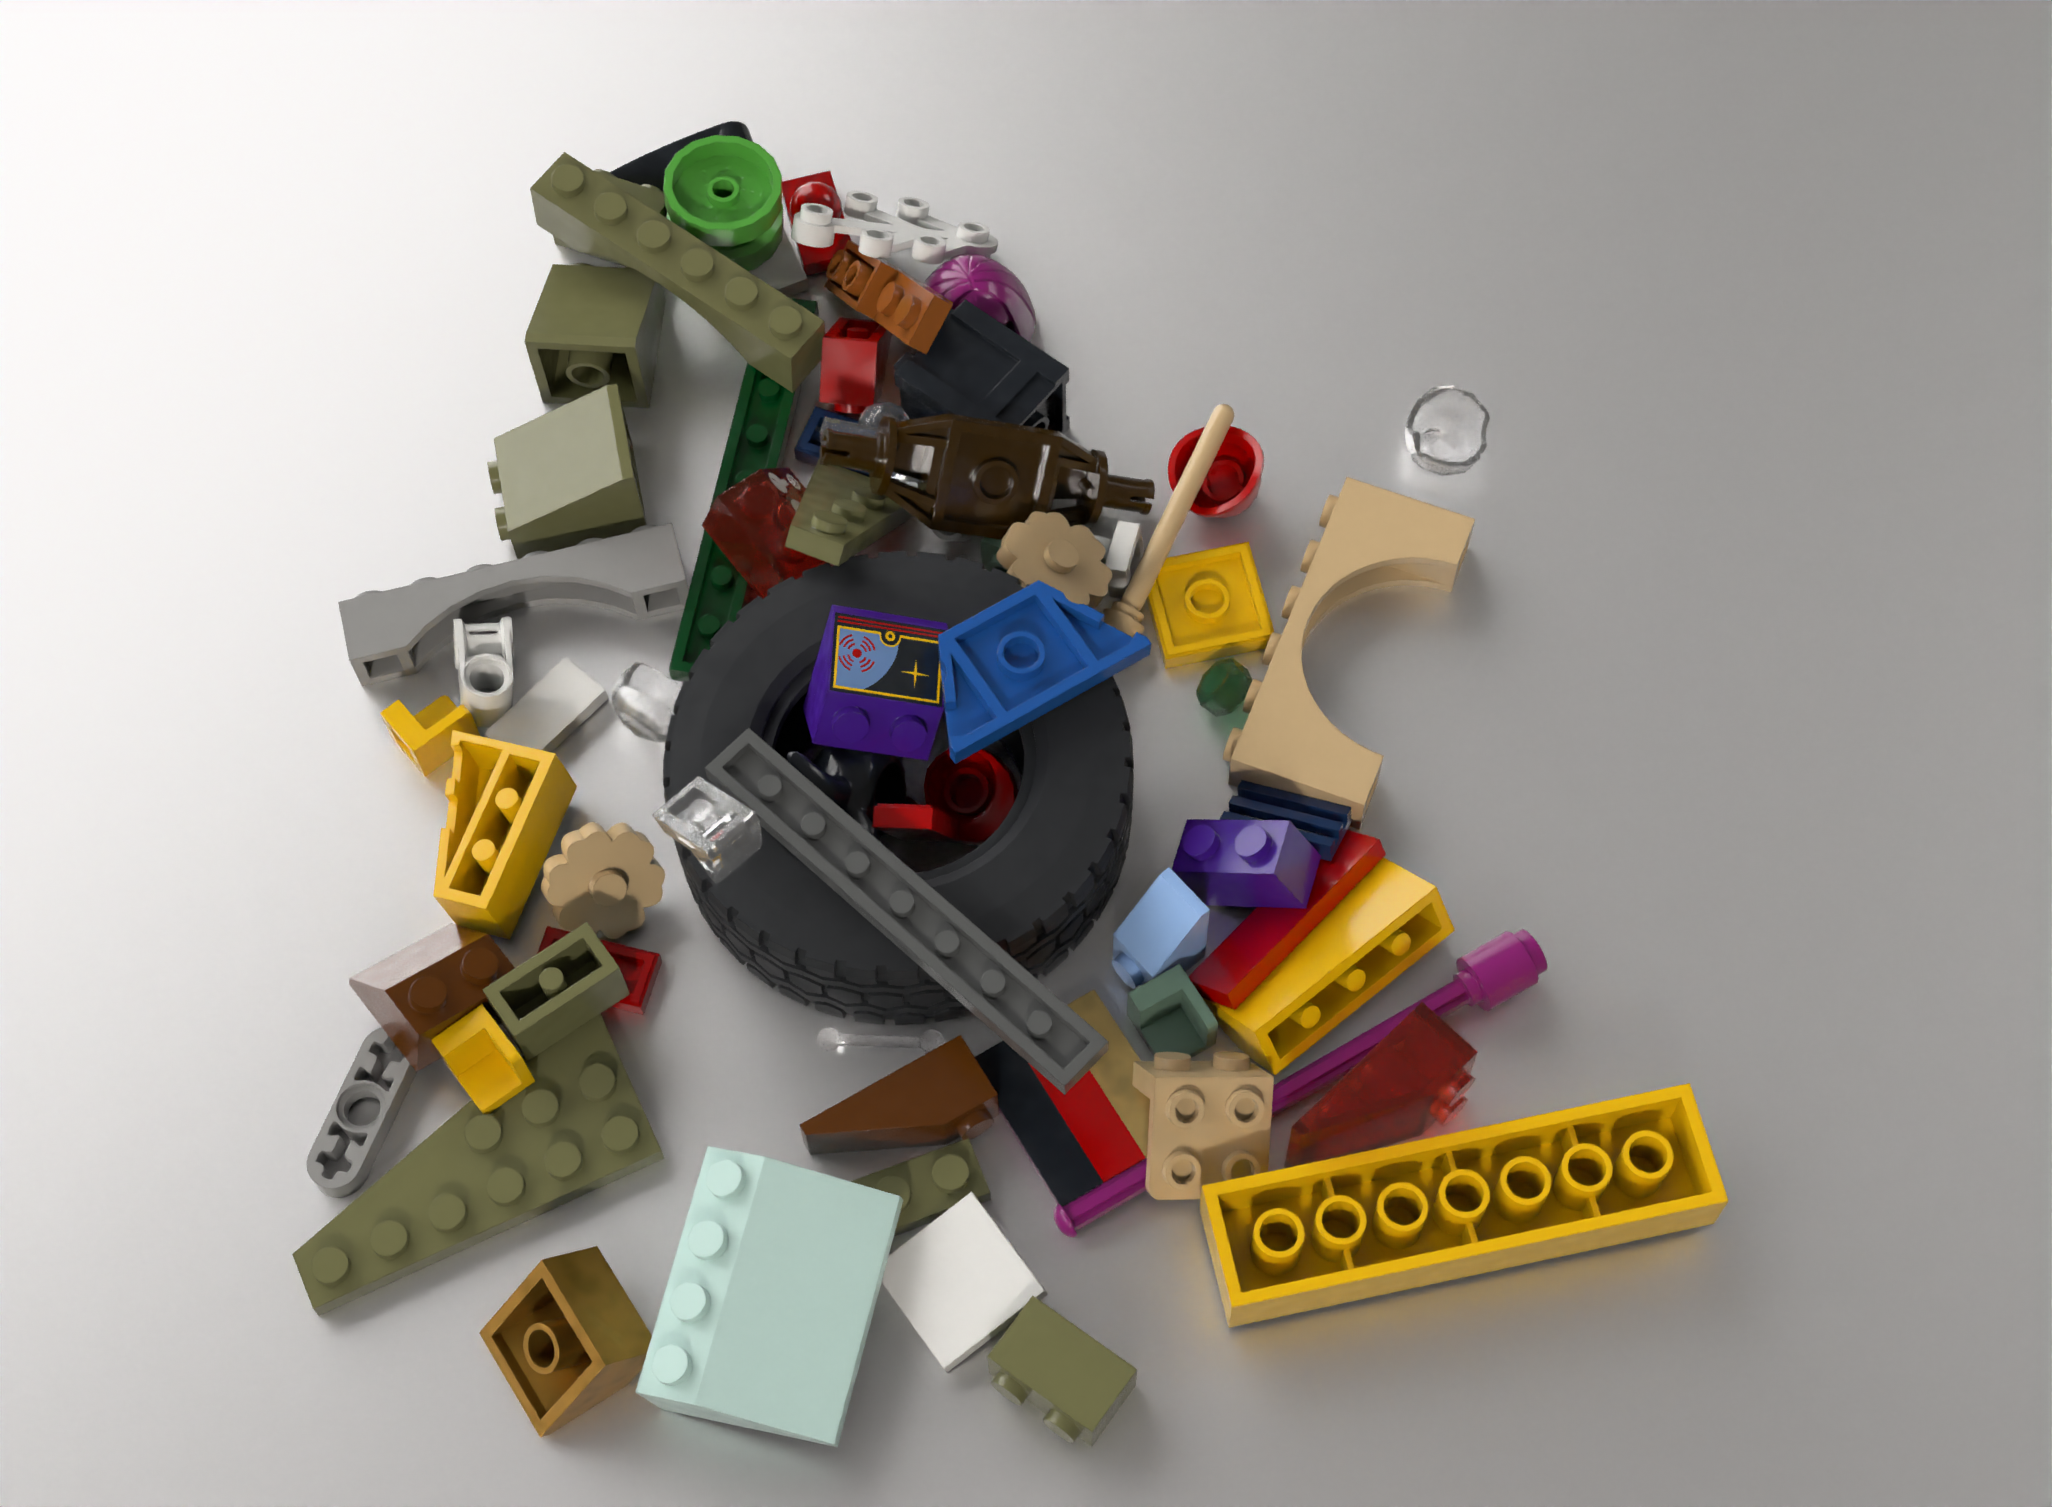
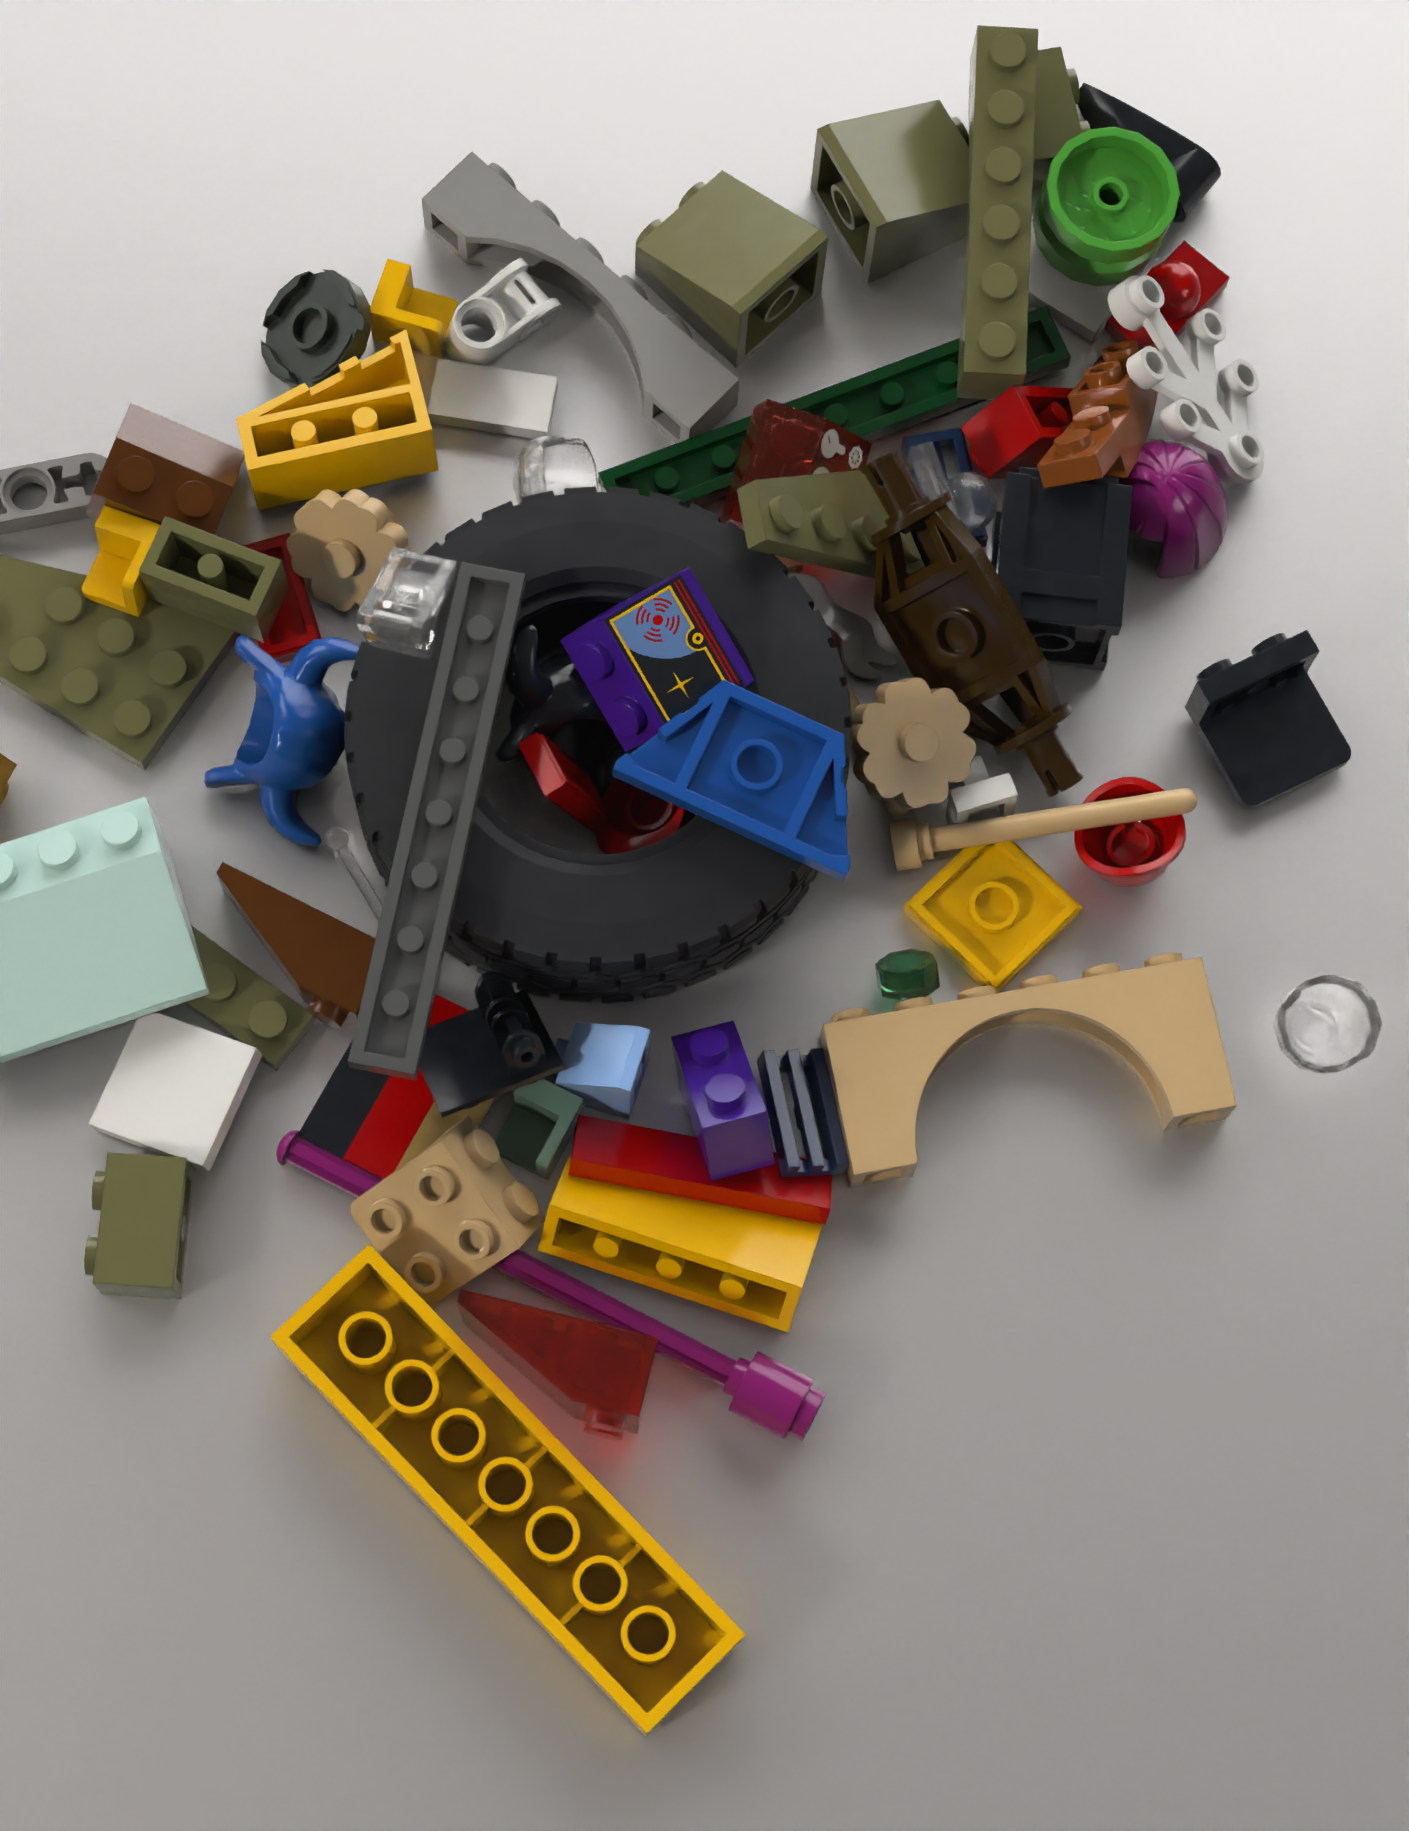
camera: 50 degrees right, 10 degrees up
(393, 804) = (315, 327): none -> pearl dark grey tile
(722, 1012) = (291, 732): none -> blue piece
(1108, 997) = (487, 1048): none -> black hinge
(1189, 341) = (1267, 720): none -> black bracket

